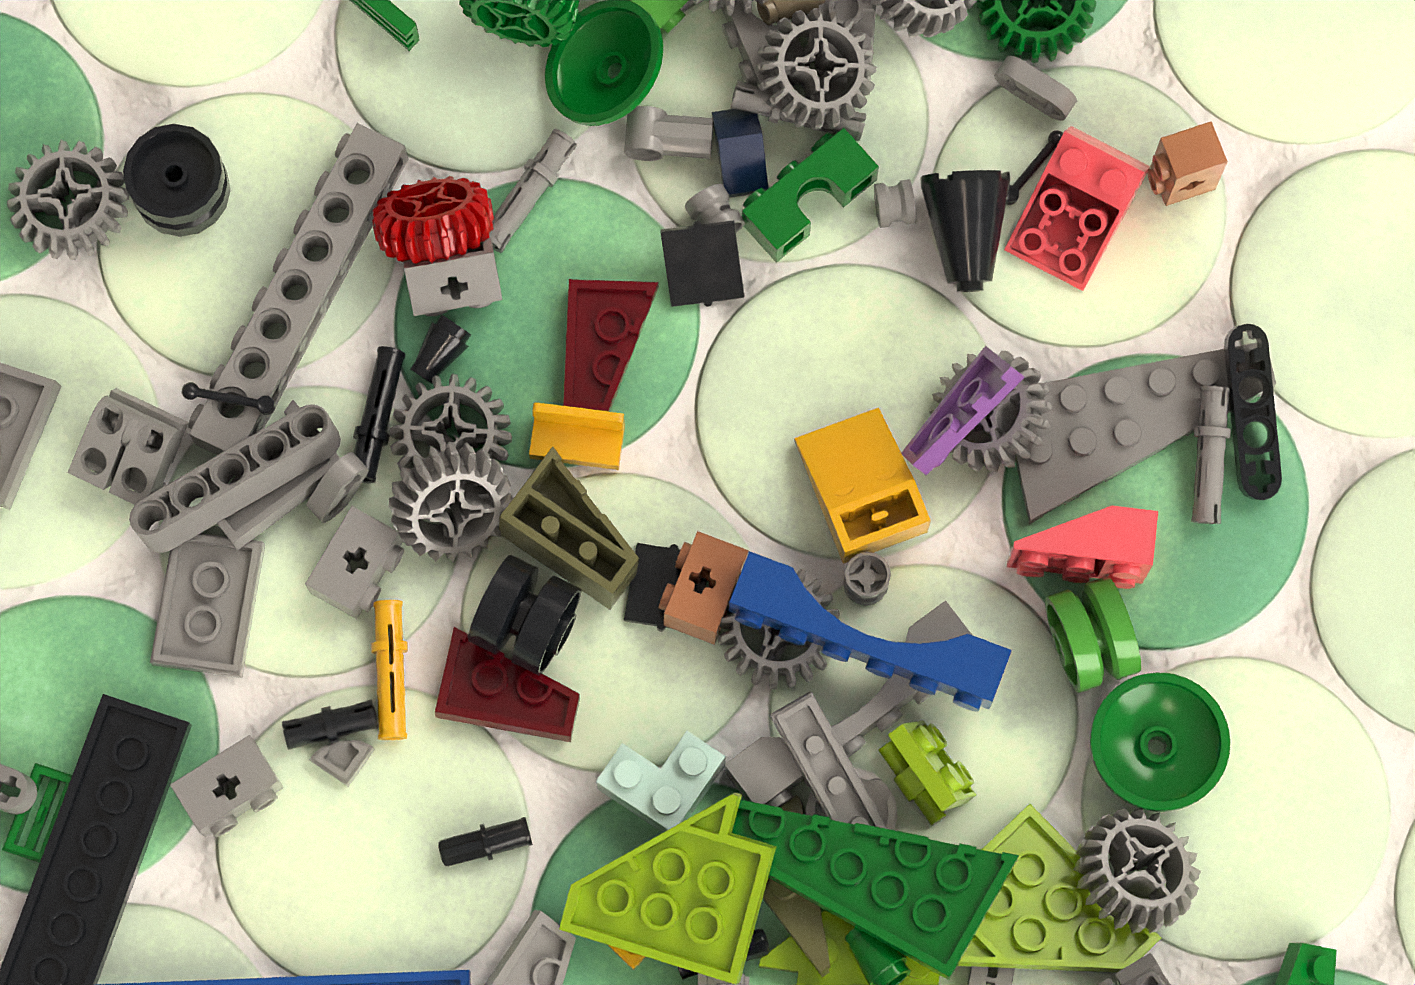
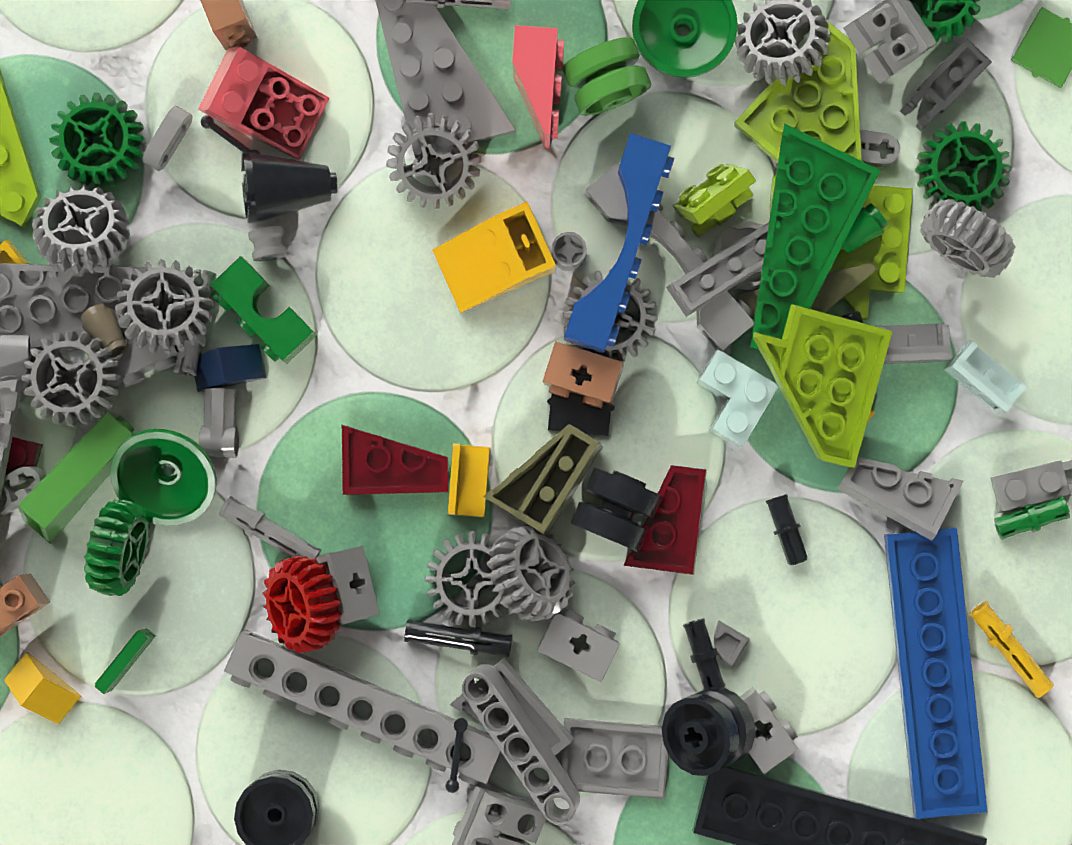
camera: 90 degrees left, 10 degrees up
(231, 713) = (708, 731): none -> black wheel
(337, 487) = (521, 663): light grey beam -> none
(389, 615) = (701, 608): yellow pin -> none
(440, 348) = (403, 592): black cone -> none
(702, 263) = (324, 390): black piece -> none
(712, 207) = (283, 383): light grey wheel -> none
(966, 404) = (439, 176): medium lavender wing -> none

